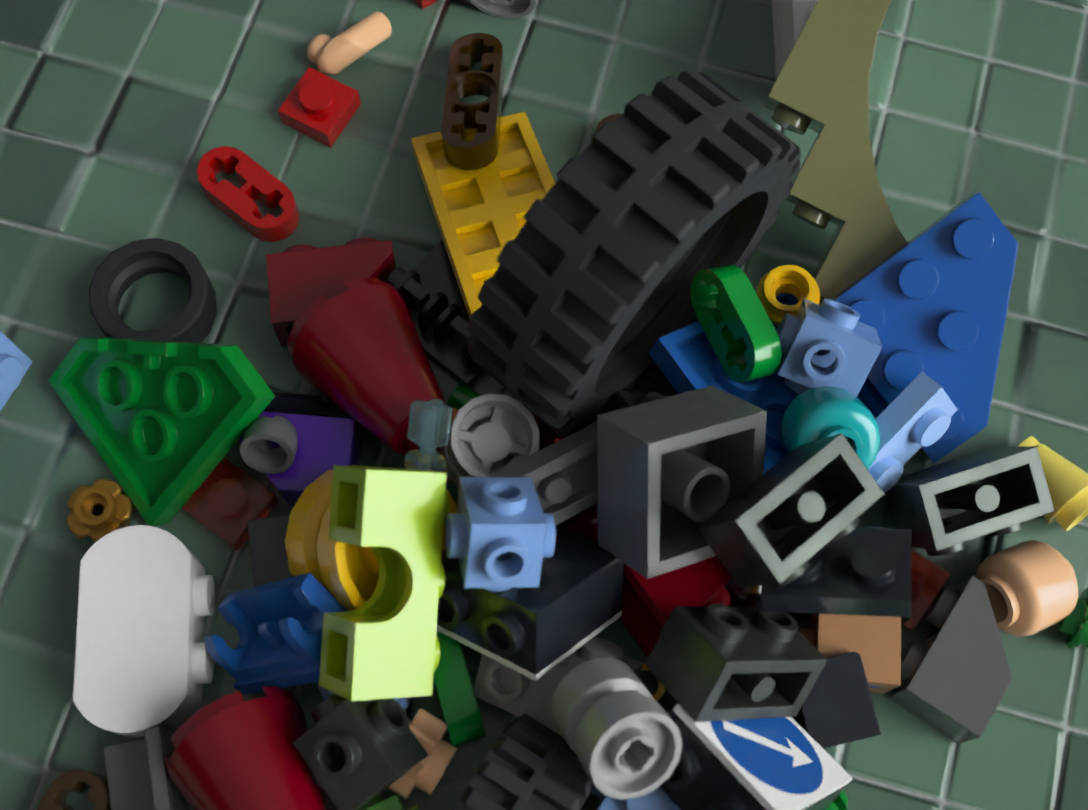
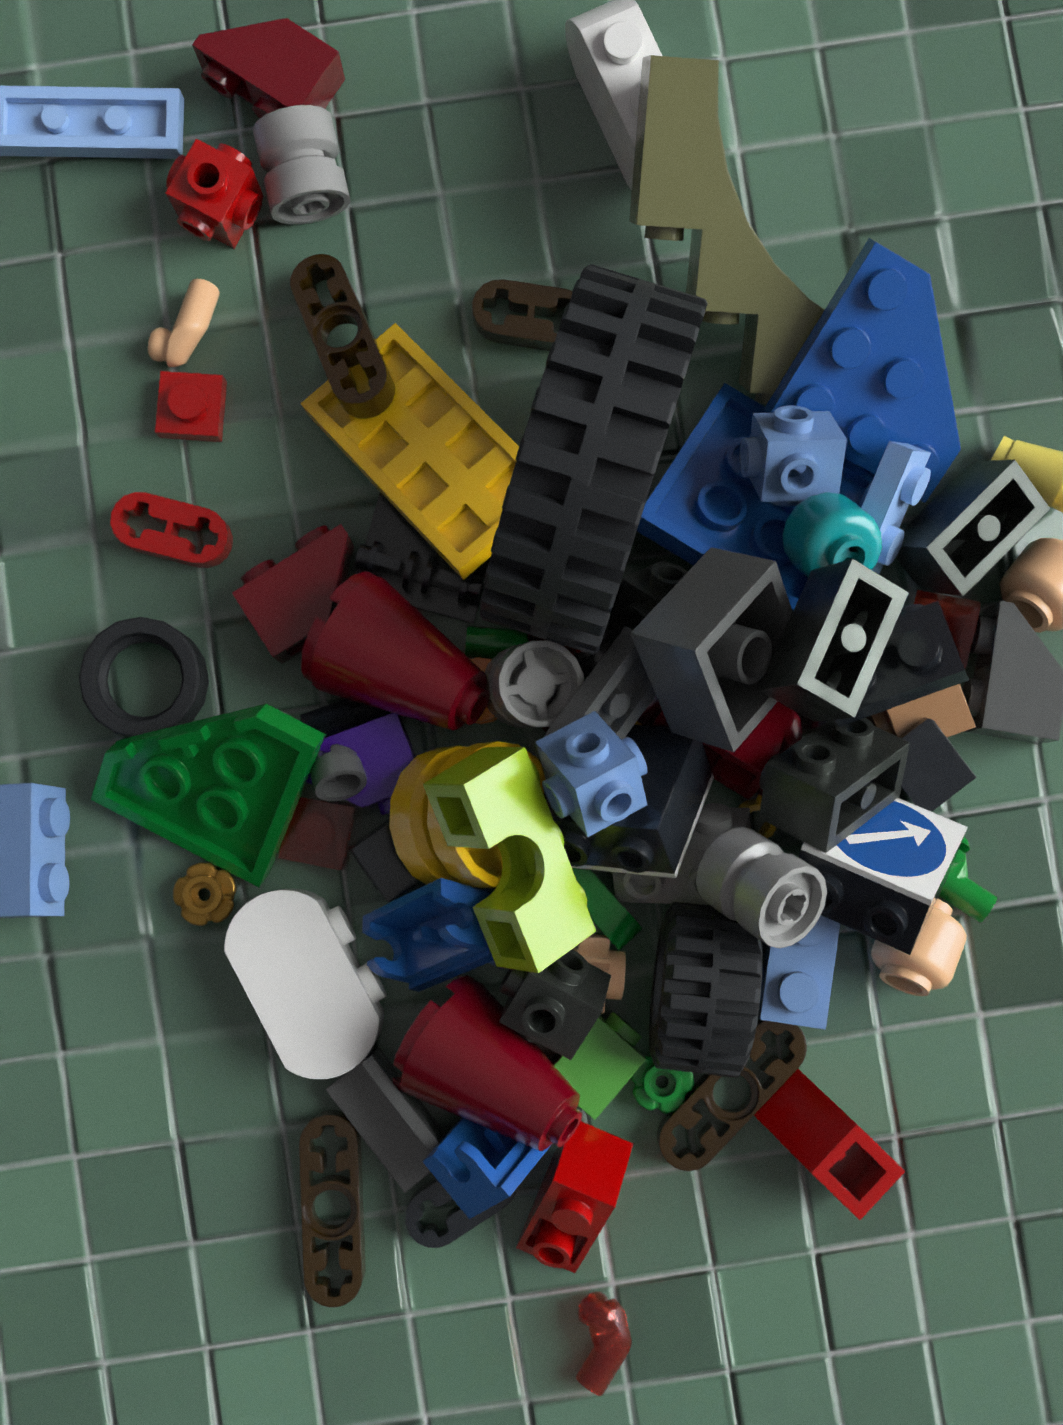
camera: 25 degrees left, 15 degrees up
(428, 429) = (482, 704): clear light blue piece -> none
(735, 323) = (706, 470): green beam -> none
(790, 280) = (728, 391): yellow plate -> none

